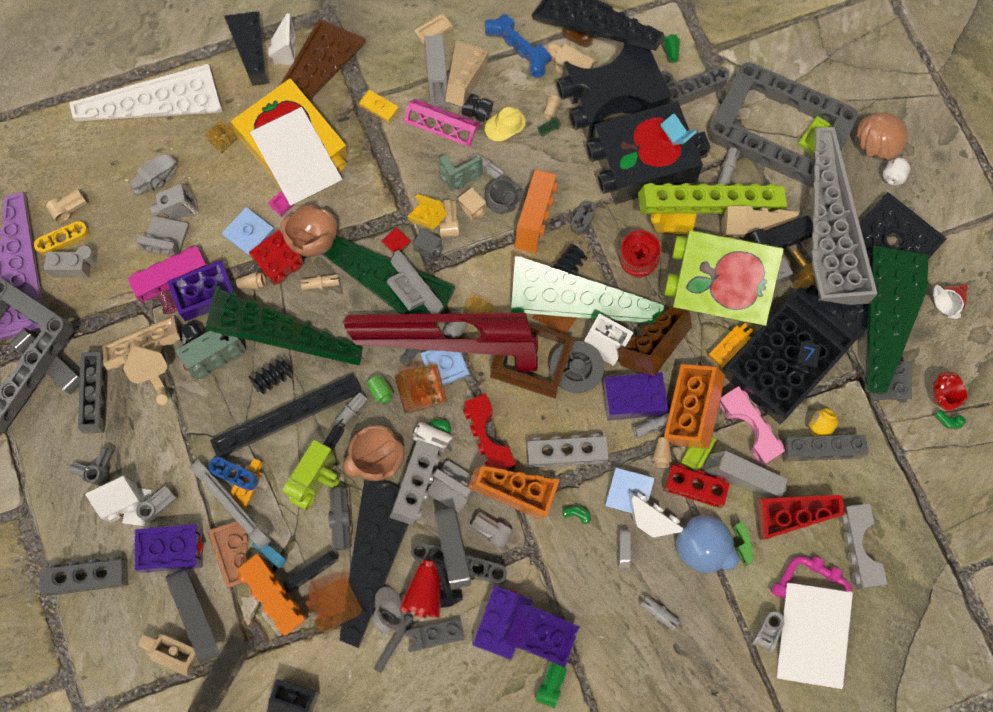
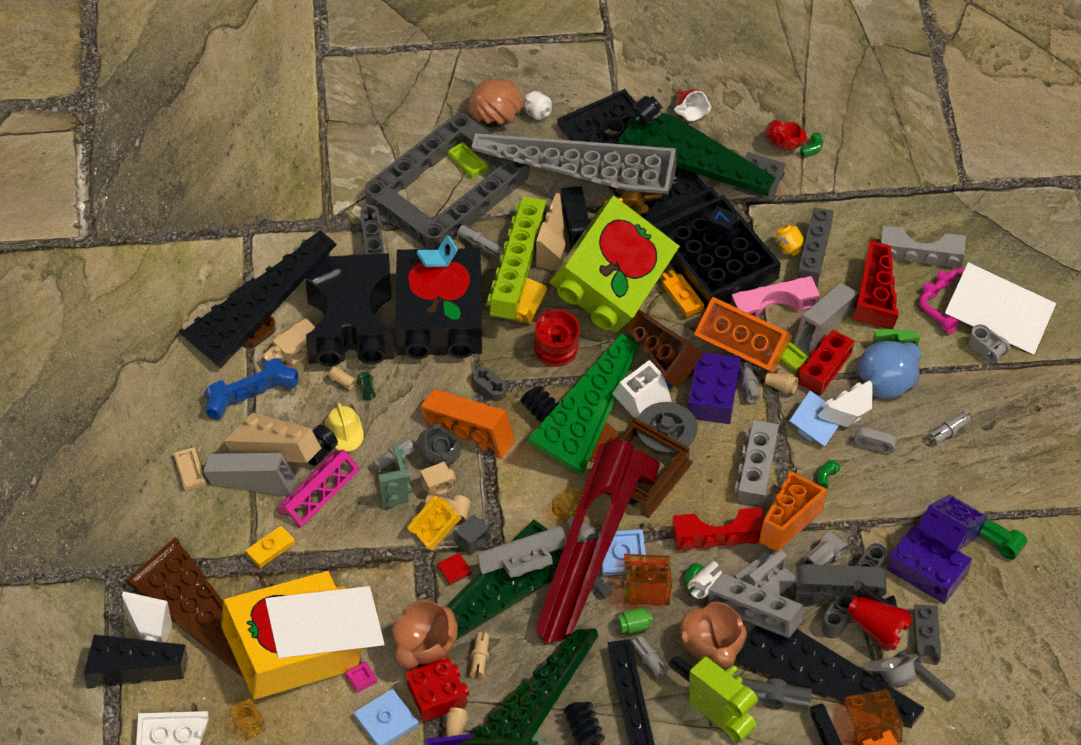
camera: 75 degrees left, 20 degrees down
(916, 258) = (646, 110): none -> black head

